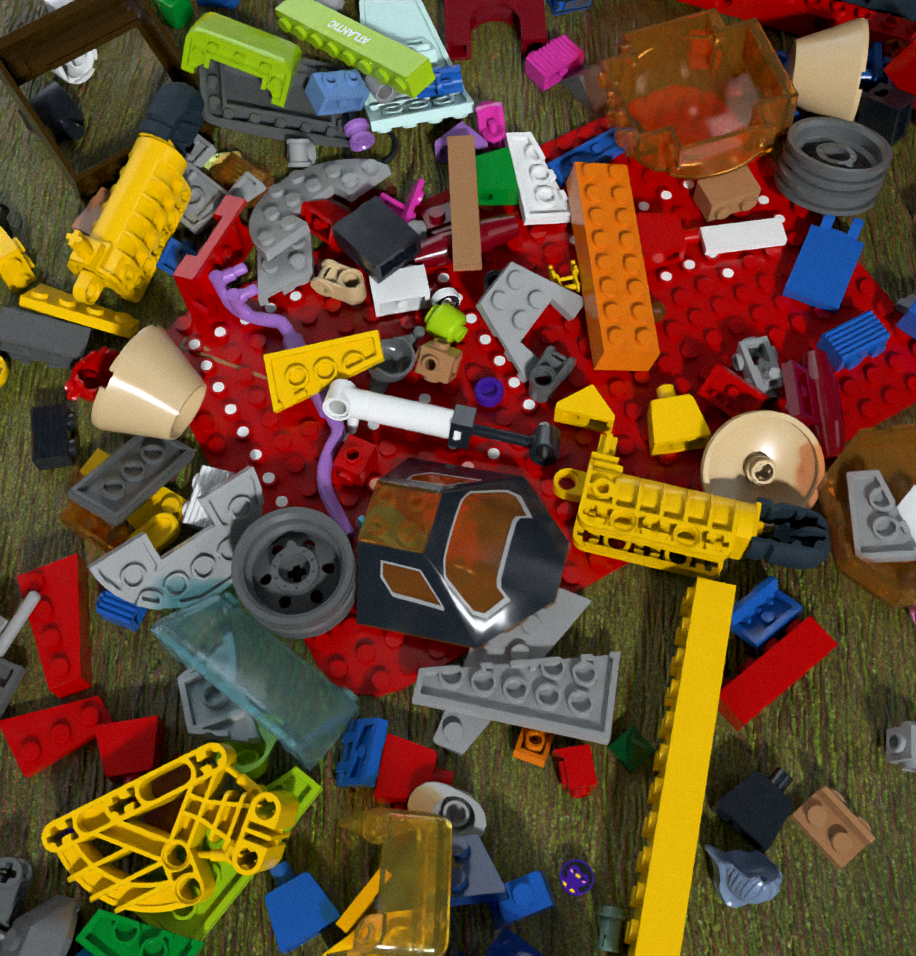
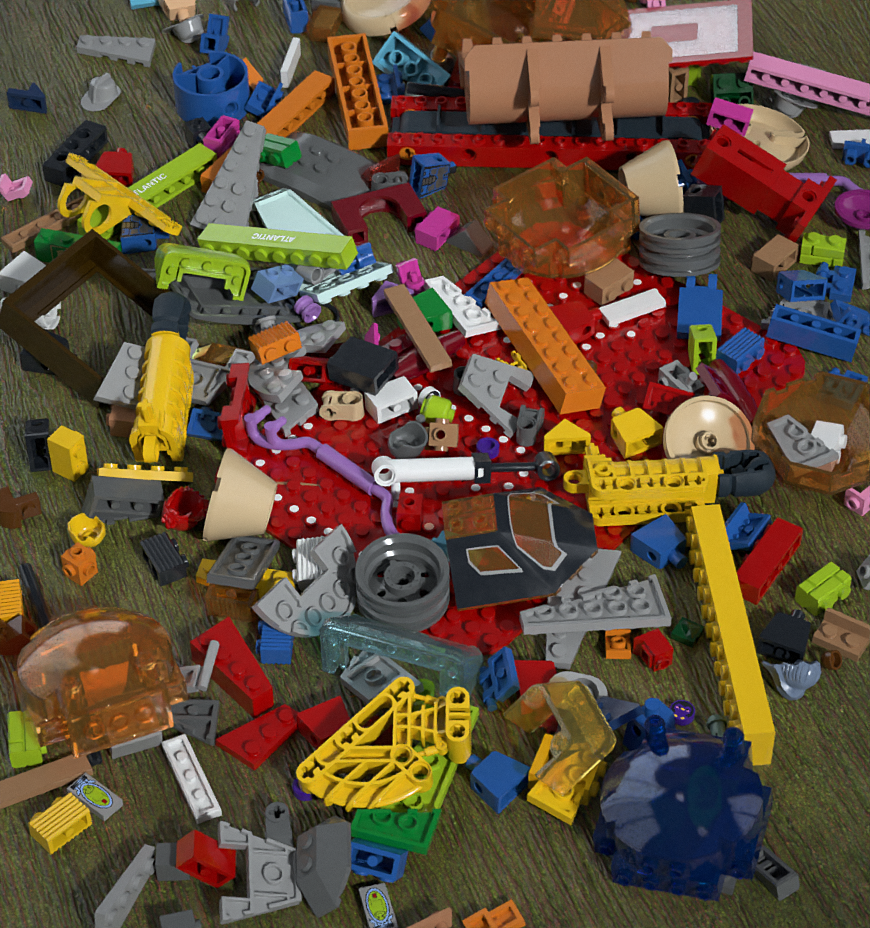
camera: 20 degrees left, 20 degrees down
(93, 181) = (123, 378): none -> light grey wing
(293, 175) = (275, 342): none -> orange brick
(312, 368) = (354, 457): yellow wing -> none
(647, 602) = (660, 543): none -> blue torso
(802, 863) = (831, 660): none -> reddish brown hinge
(808, 311) = (701, 341): none -> lime torso
(832, 744) = (823, 589): none -> lime brick

